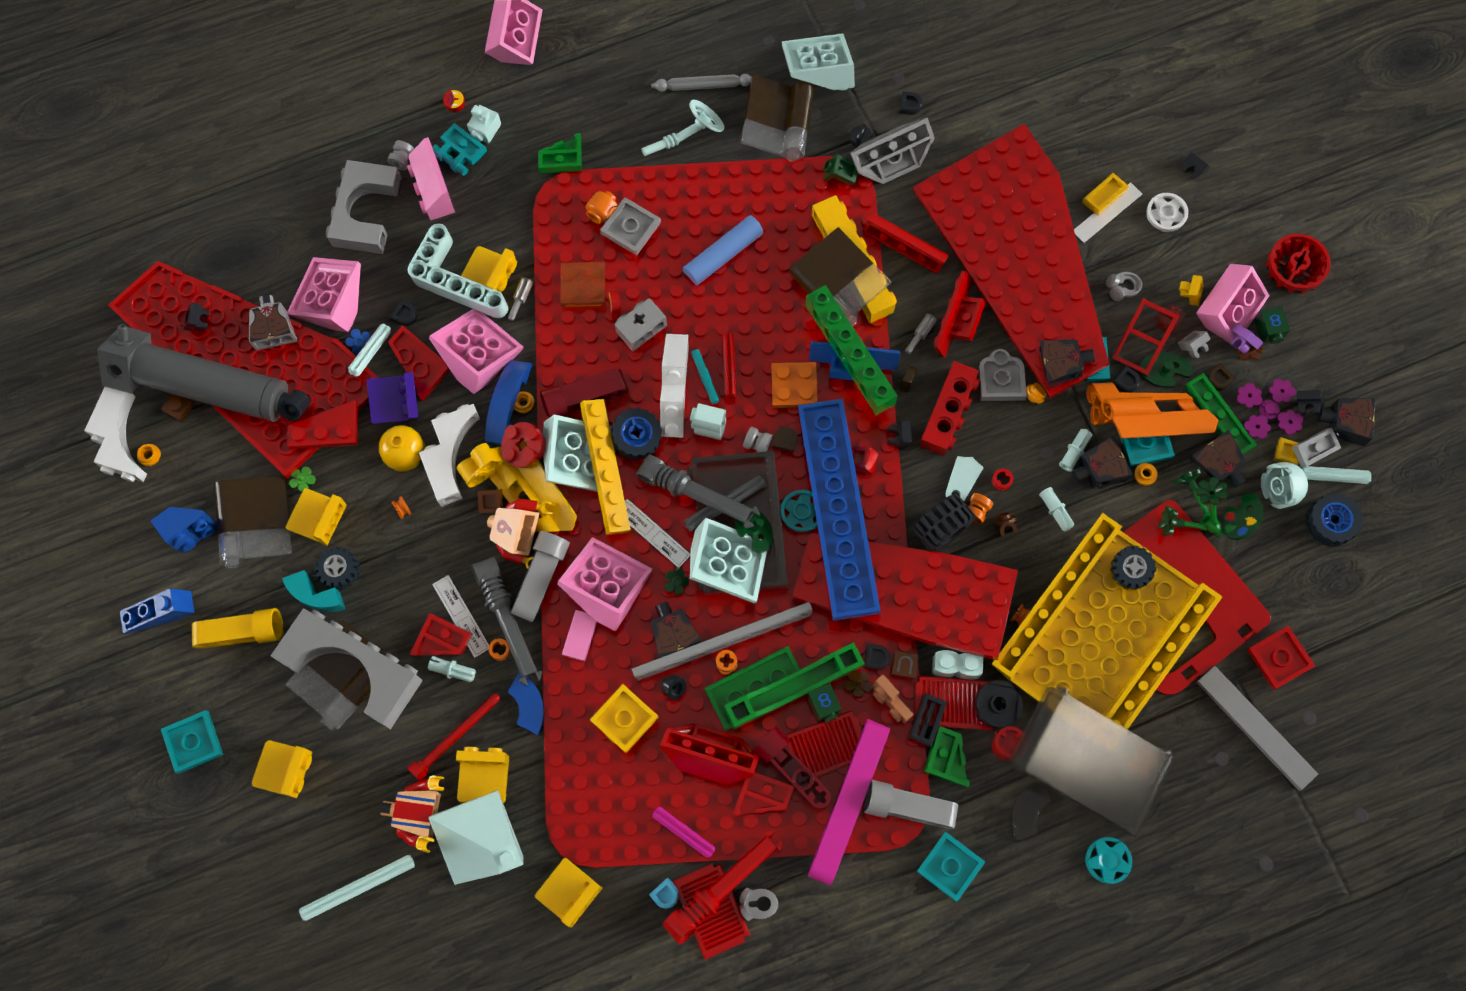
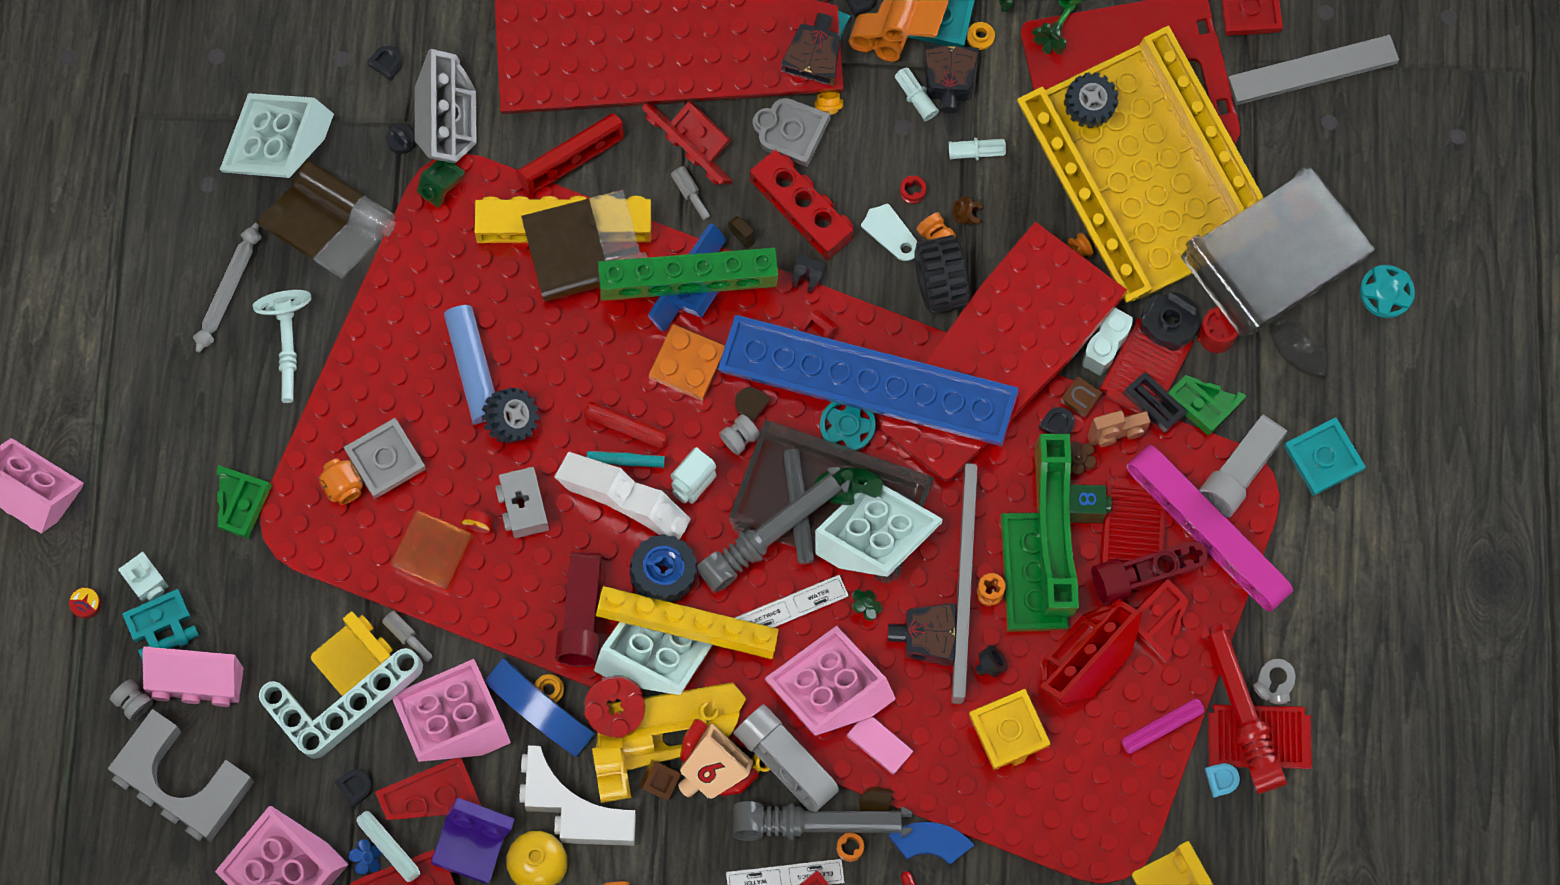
camera: 70 degrees left, 0 degrees up
(539, 652) = (875, 799): none -> dark brown tile
(697, 294) = (520, 411): none -> black wheel

